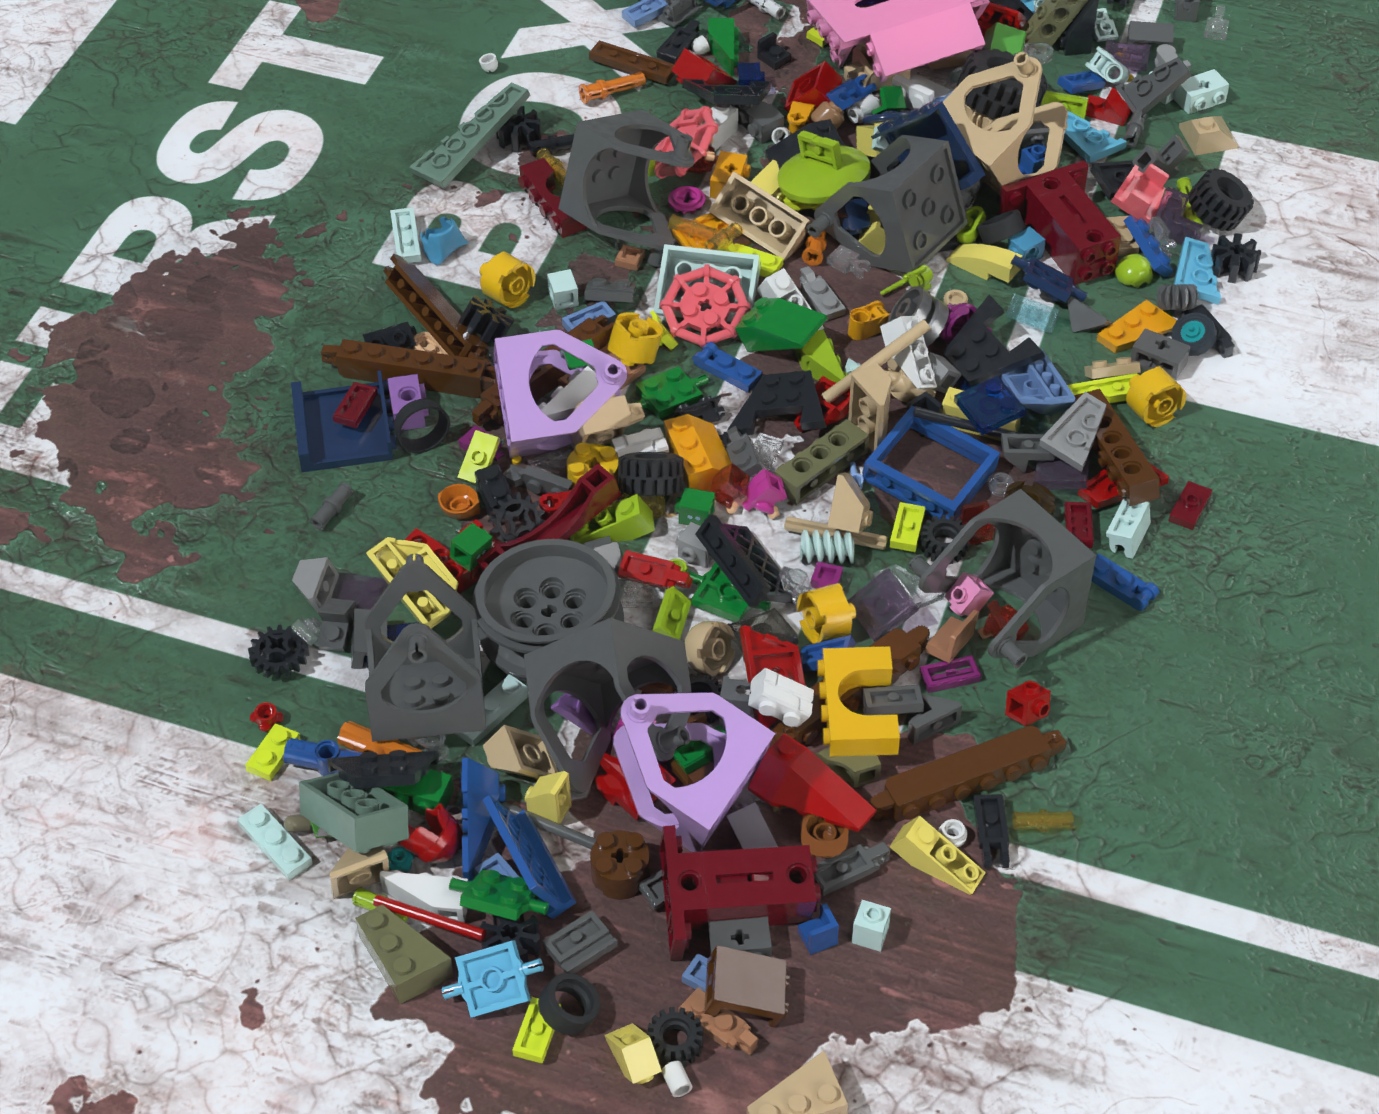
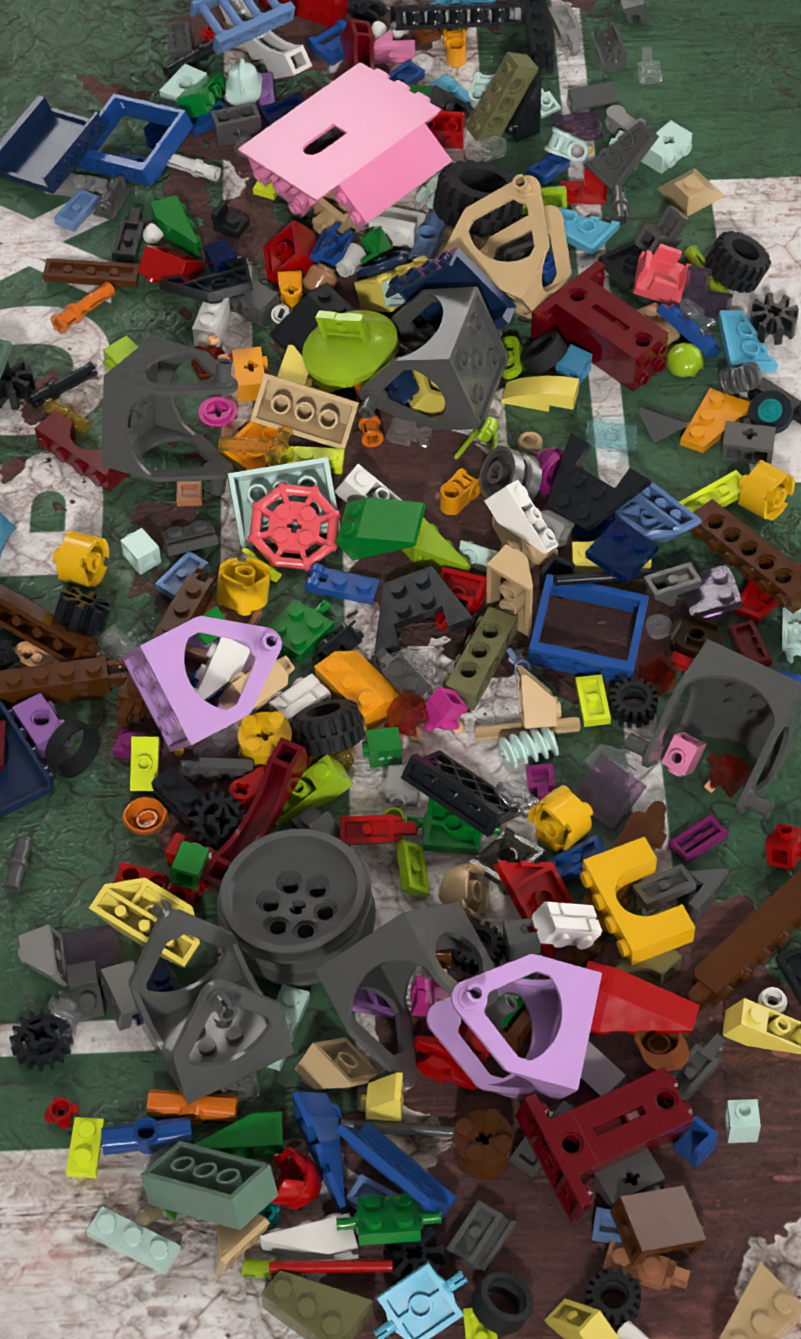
camera: 20 degrees left, 5 degrees up
(383, 769) = (216, 1131): black wing -> none
(688, 123) = (197, 338): coral plate -> none
(820, 294) = (397, 478): light grey hinge -> none
(880, 358) = (496, 539): tan piece -> none
(952, 637) = (685, 803): nougat panel -> none
(1004, 38) = (459, 144): bright green slope -> none
(1044, 277) = (613, 396): dark blue plate -> none
(1075, 431) = (713, 554): light grey wing -> none
(1102, 369) = (706, 474): tan plate -> none

